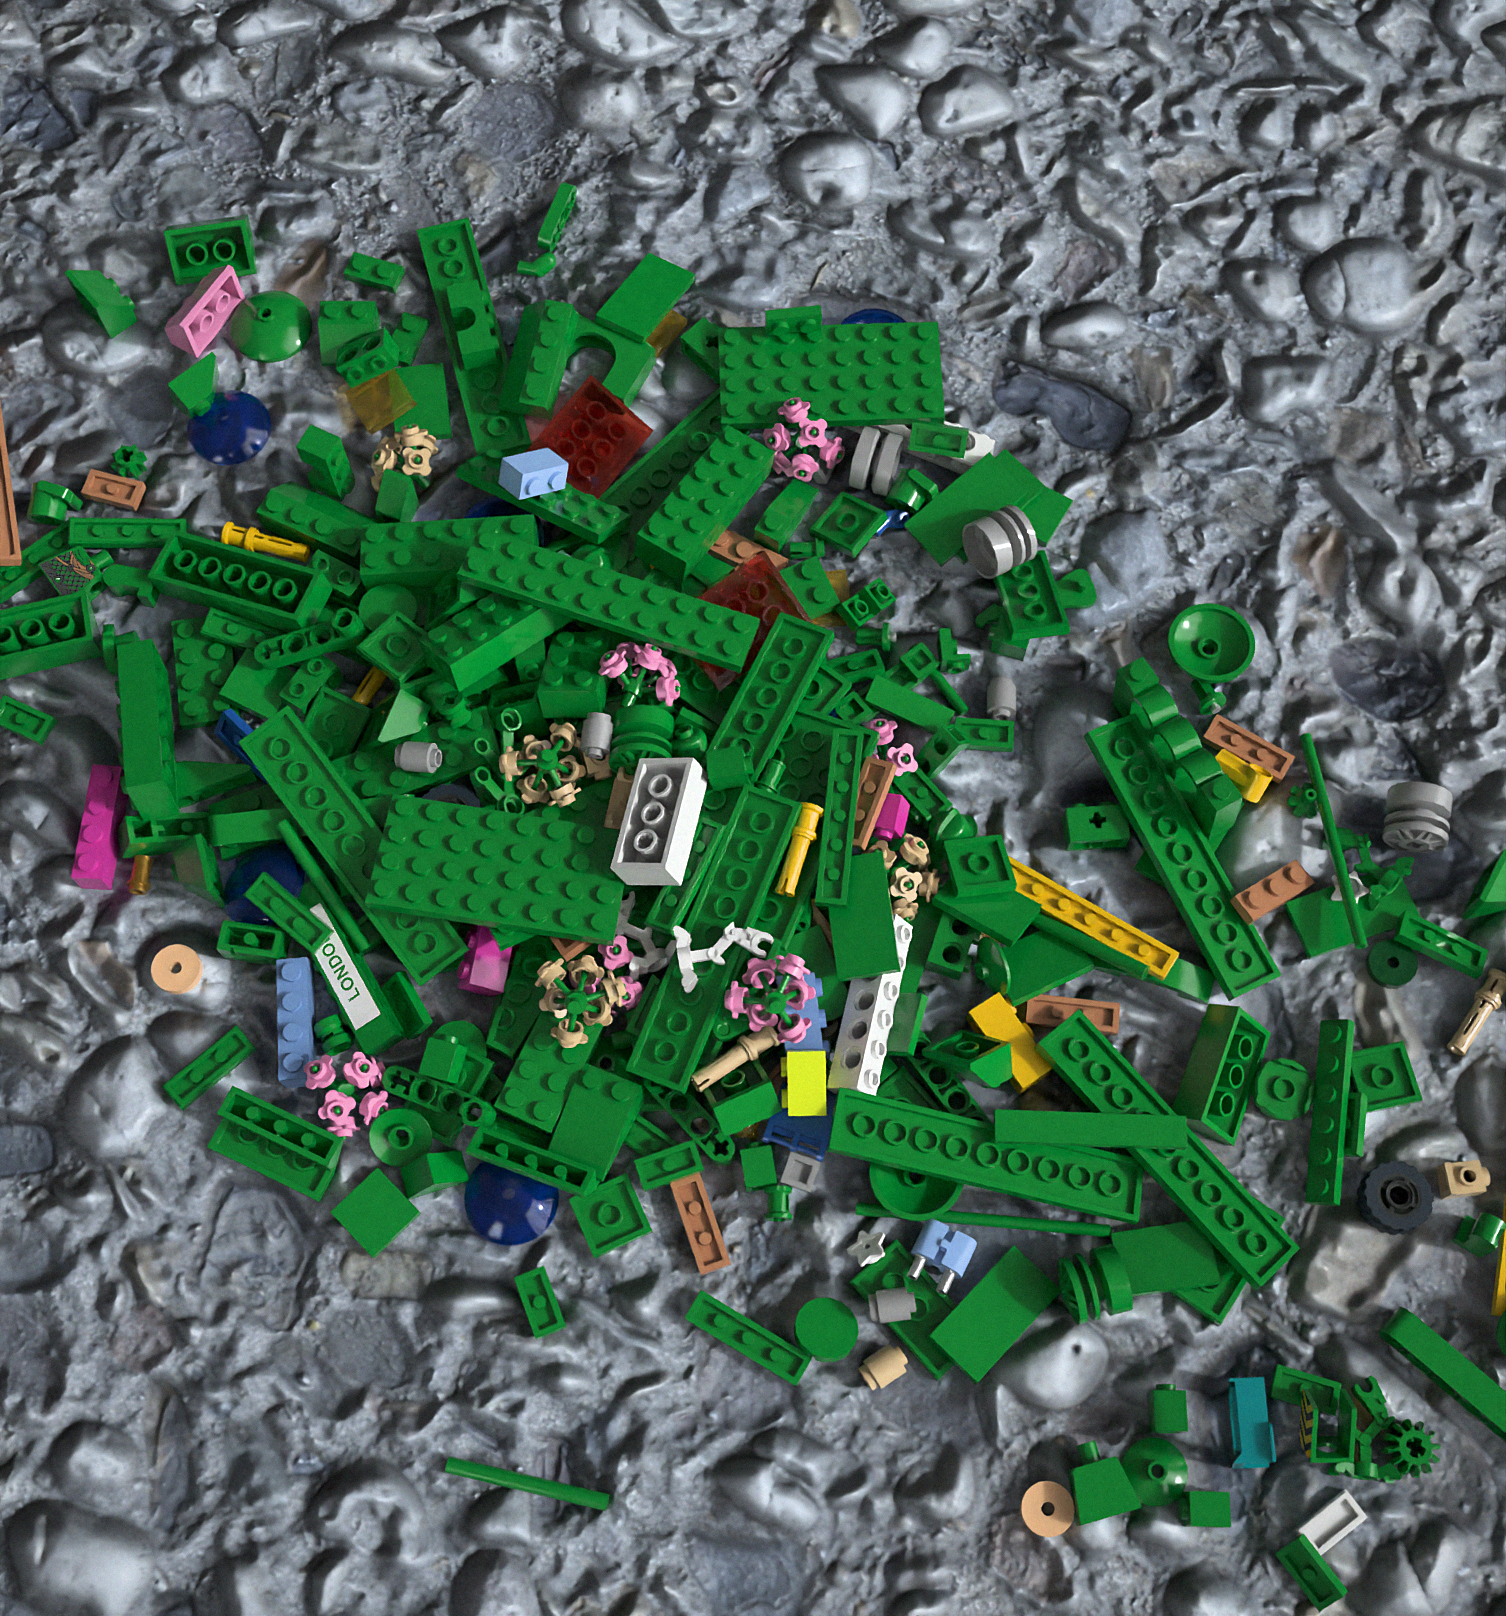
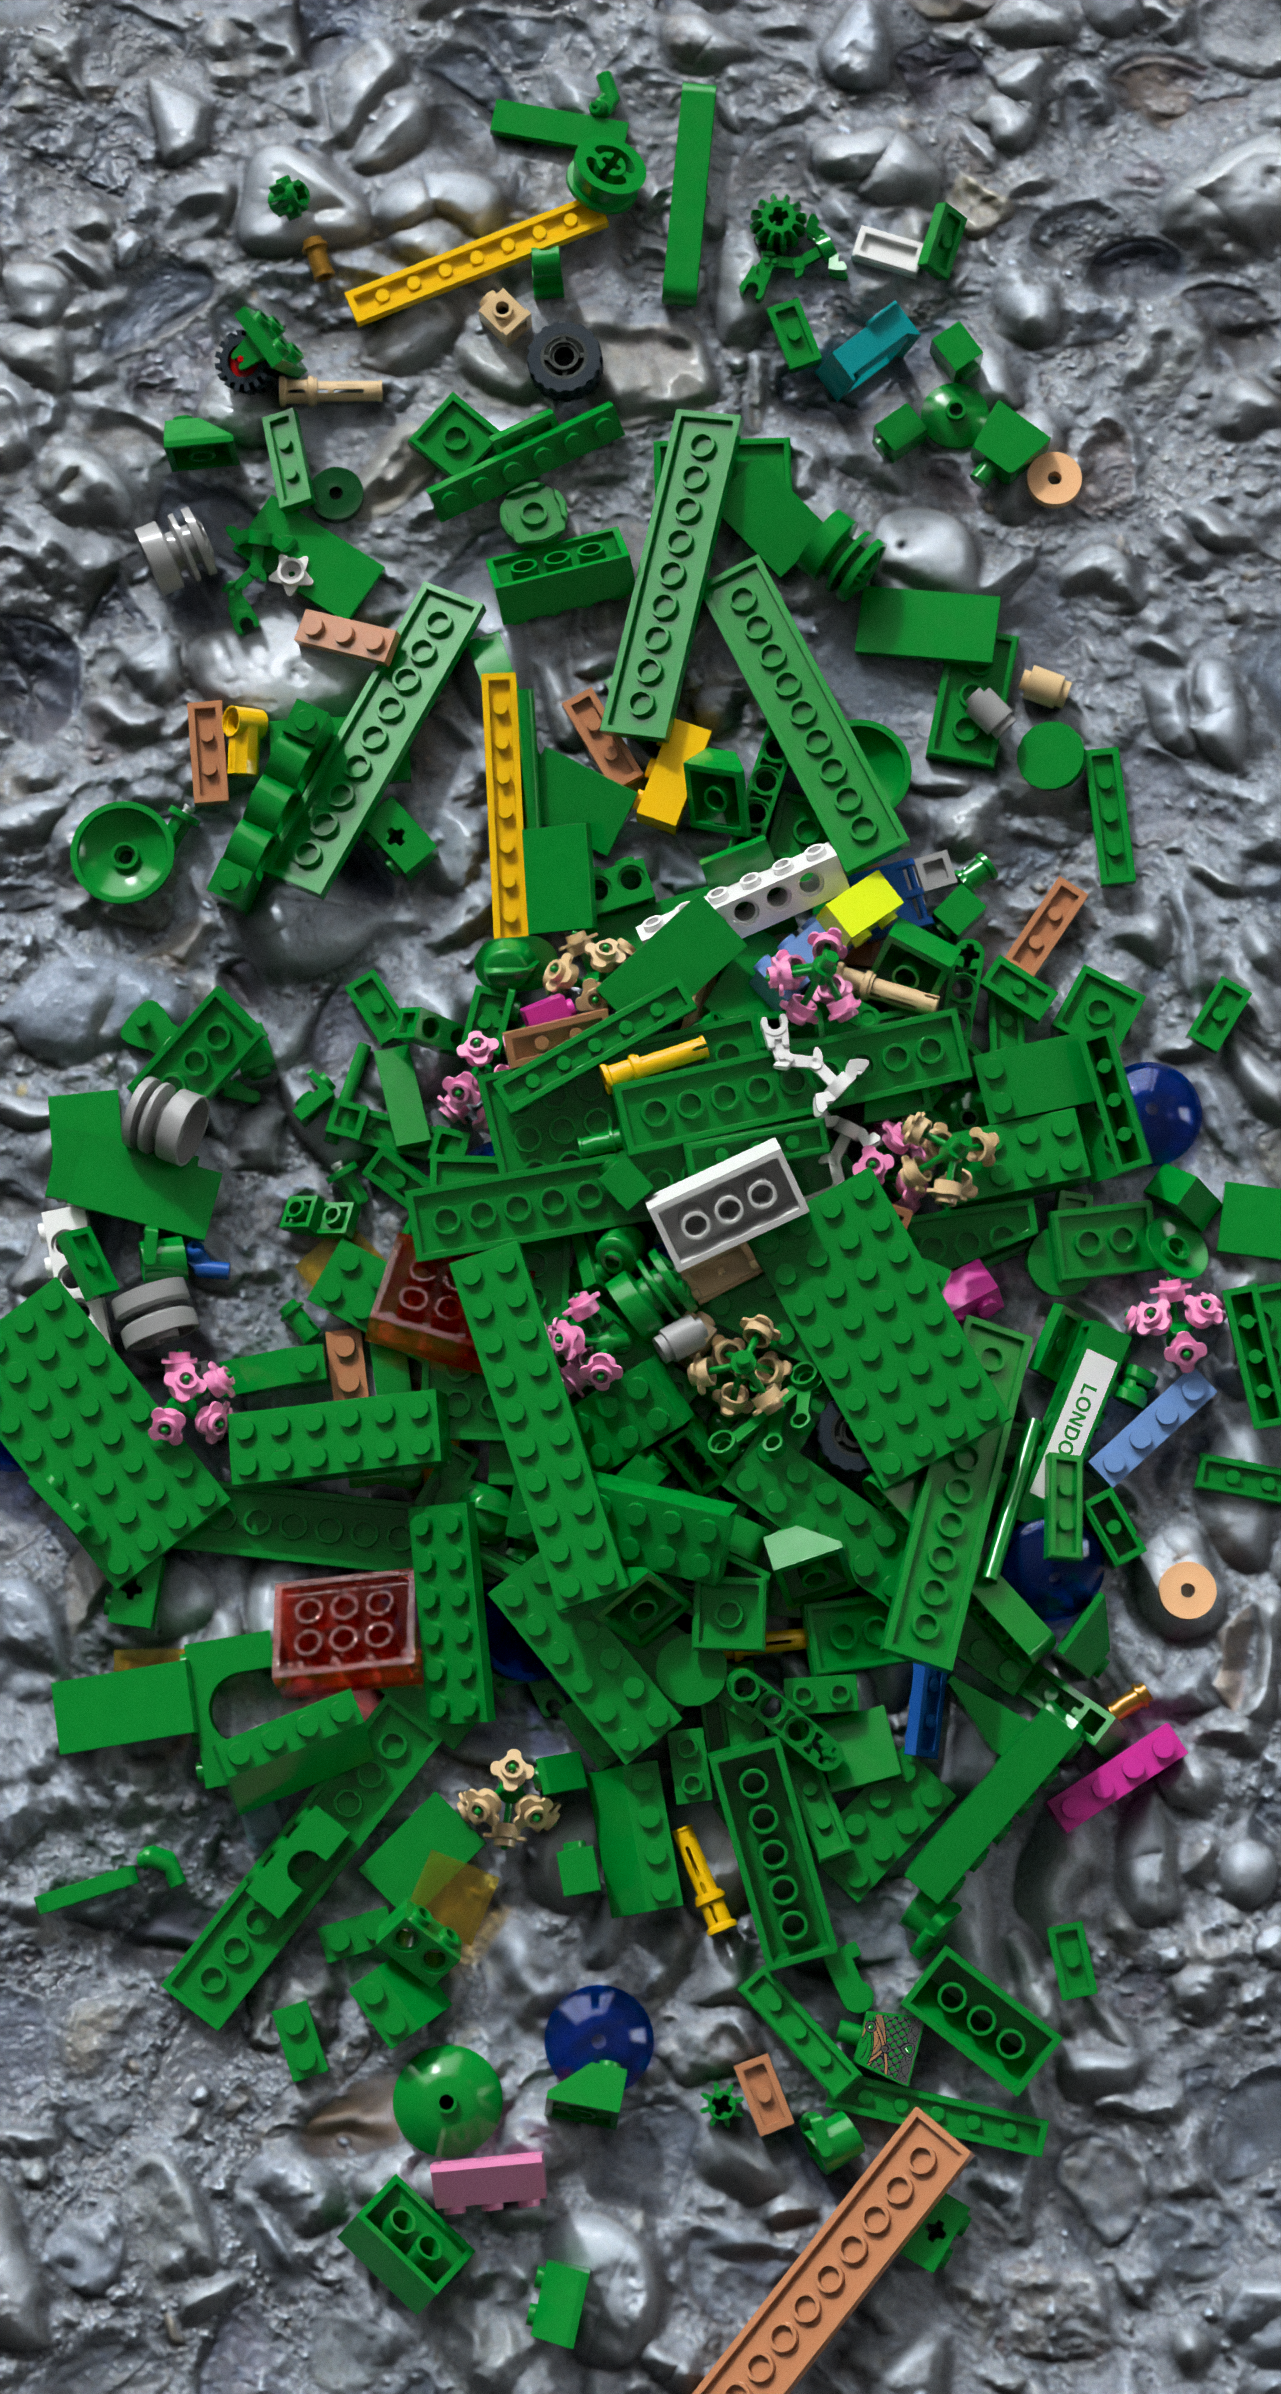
camera: 125 degrees left, 10 degrees up
(418, 756) = (825, 1502): light grey brick -> none
(439, 1095) = (1123, 1236): green beam -> none
(443, 1058) = (1085, 1254): green brick -> none
(453, 709) = (759, 1499): green wheel -> none
(533, 473) = (444, 1625): light blue brick -> none
(848, 524) = (241, 1300): green tile -> none
(869, 1255) = (957, 762): white plate -> none
(943, 1249) = (905, 704): light blue piece -> none
(978, 866) = (529, 909): green plate -> none
(992, 966) = (616, 834): green dish -> none
(1000, 1221) = (838, 674): green piece -> none
(1001, 698) = (327, 1016): light grey brick -> none
(1090, 1129) = (713, 640): green tile -> none
(1303, 800) = (222, 669): green plant -> none
(1333, 842) = (252, 616): green piece -> none
(1342, 1443) = (815, 278): green piece -> none

